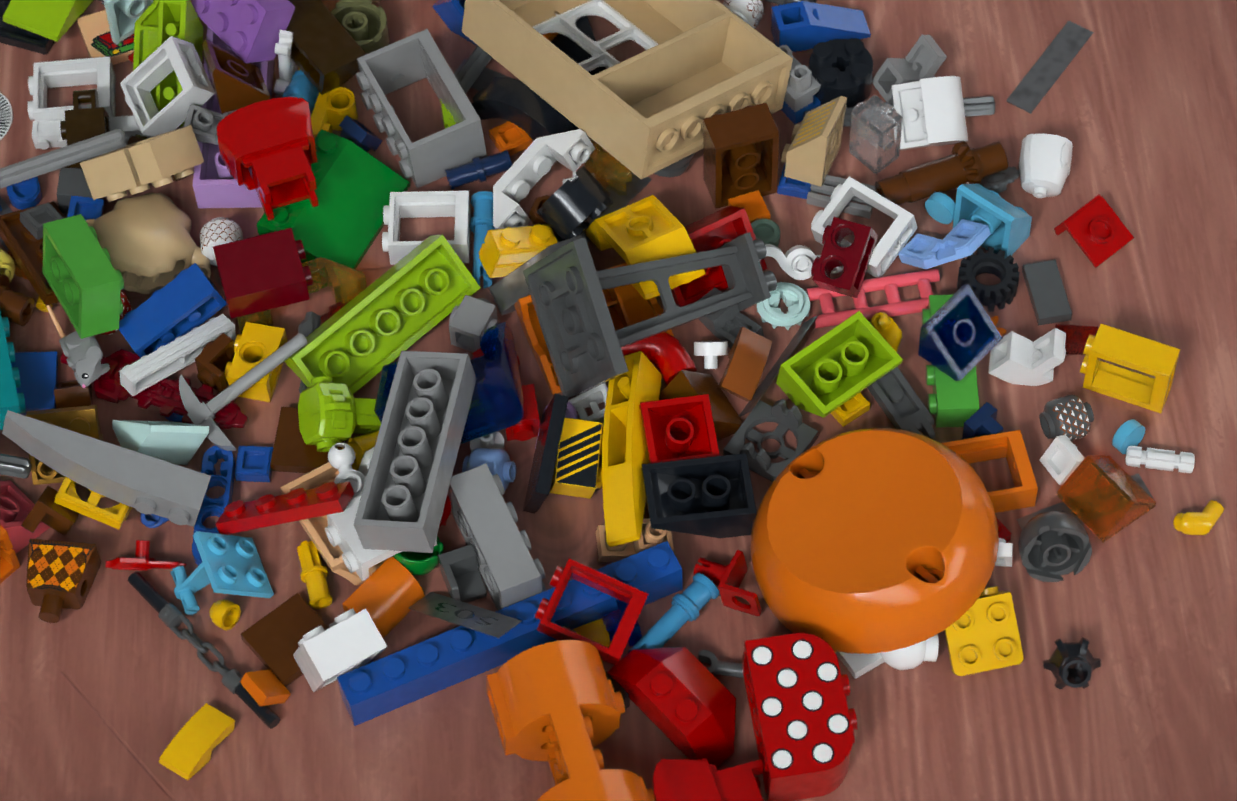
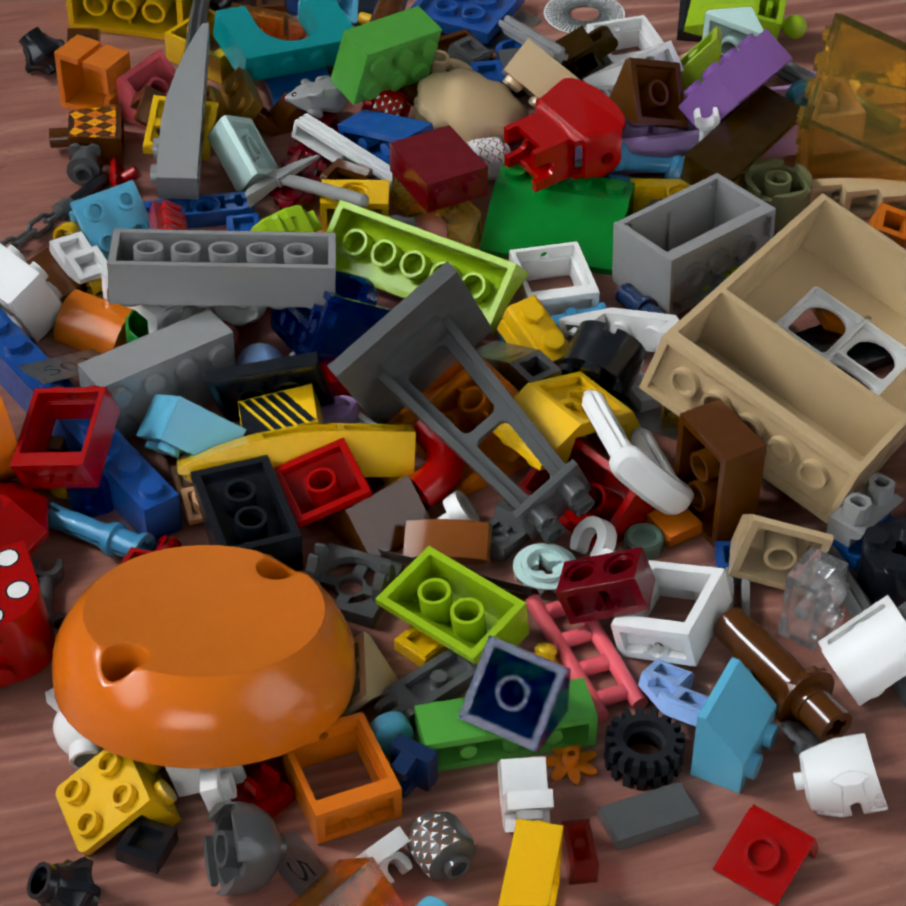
camera: 75 degrees right, 15 degrees down
(109, 589) = (84, 163): none -> dark grey brick
(279, 604) = (78, 257): none -> white slope
(575, 528) = (182, 427): none -> medium azure slope
(709, 202) = (639, 463): none -> white piece
(944, 431) = (388, 727): none -> medium azure tile
(1031, 612) = (146, 844): none -> black plate

